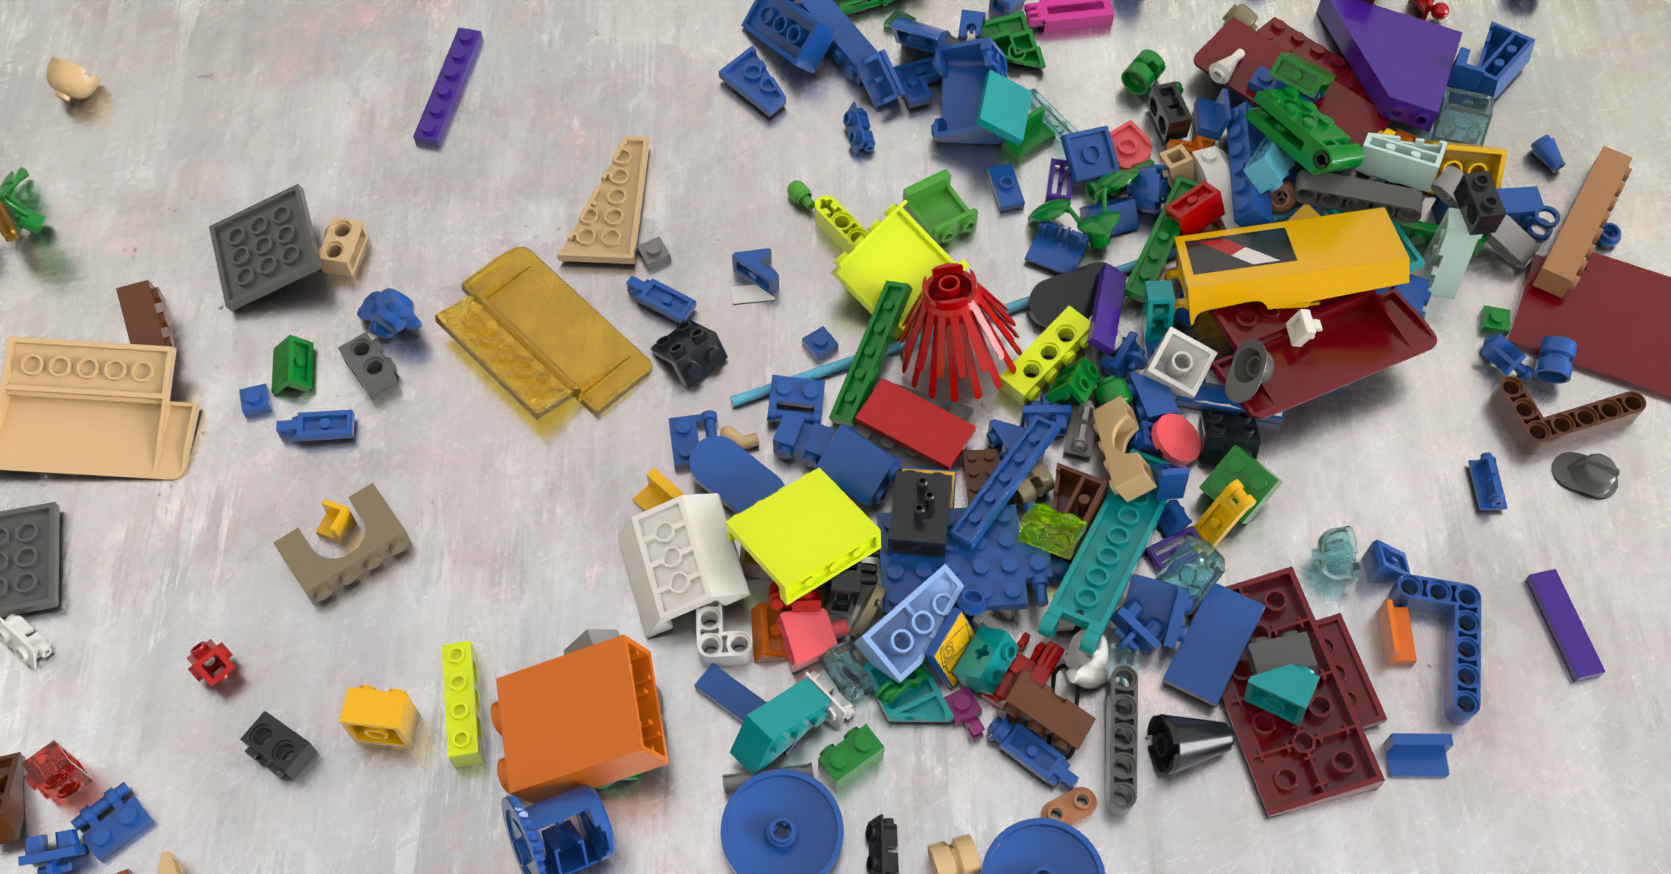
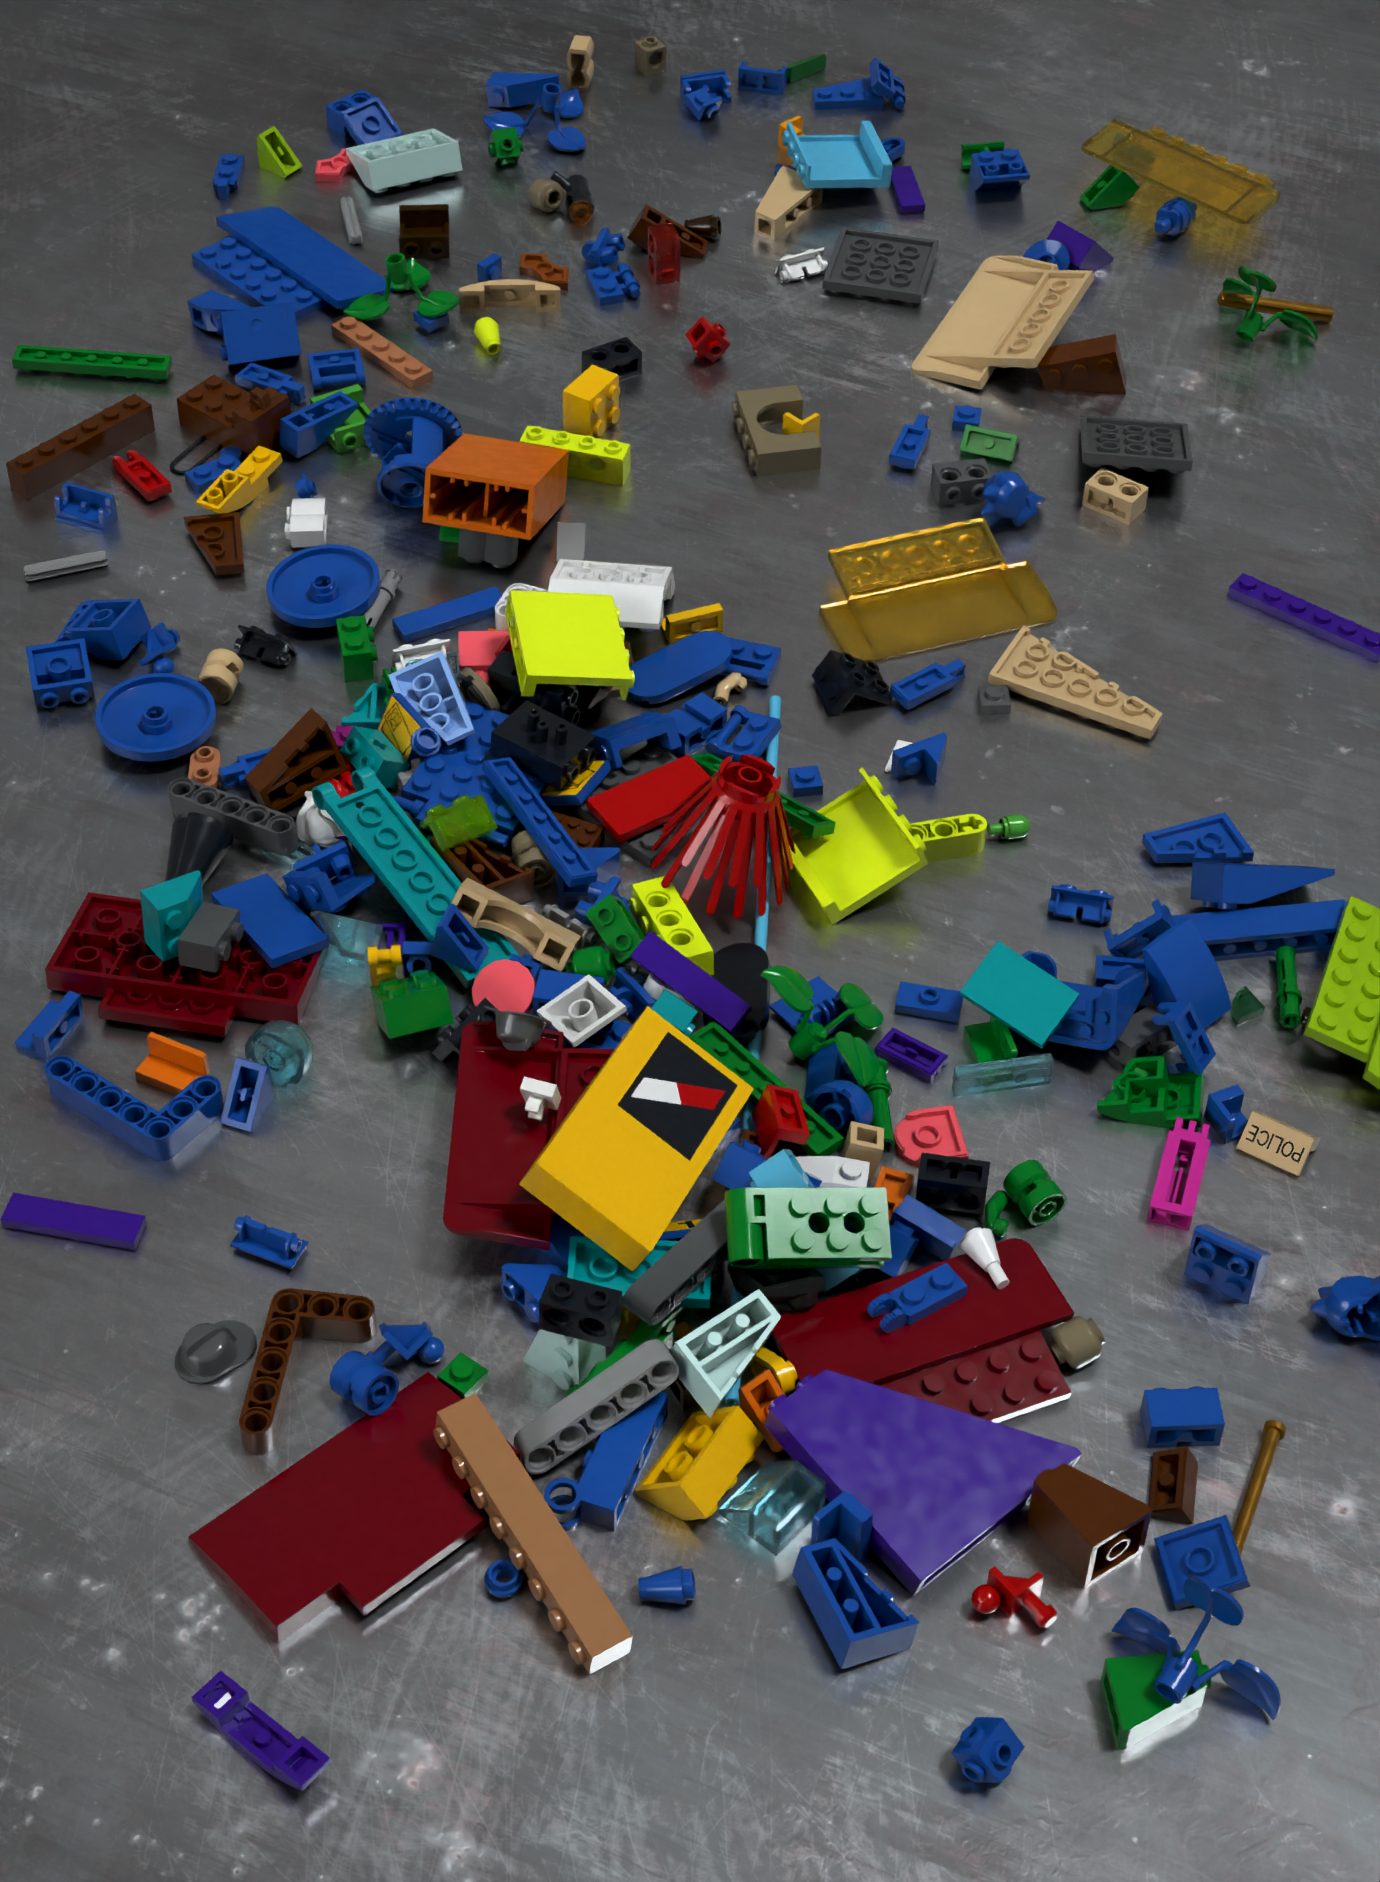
camera: 115 degrees right, 15 degrees down
(779, 725) = (411, 601): teal wedge -> none
(939, 207) = (926, 931): bright green panel -> none
(1089, 154) = (925, 1078): blue tile -> none
(1302, 74) = (912, 1290): green panel -> none

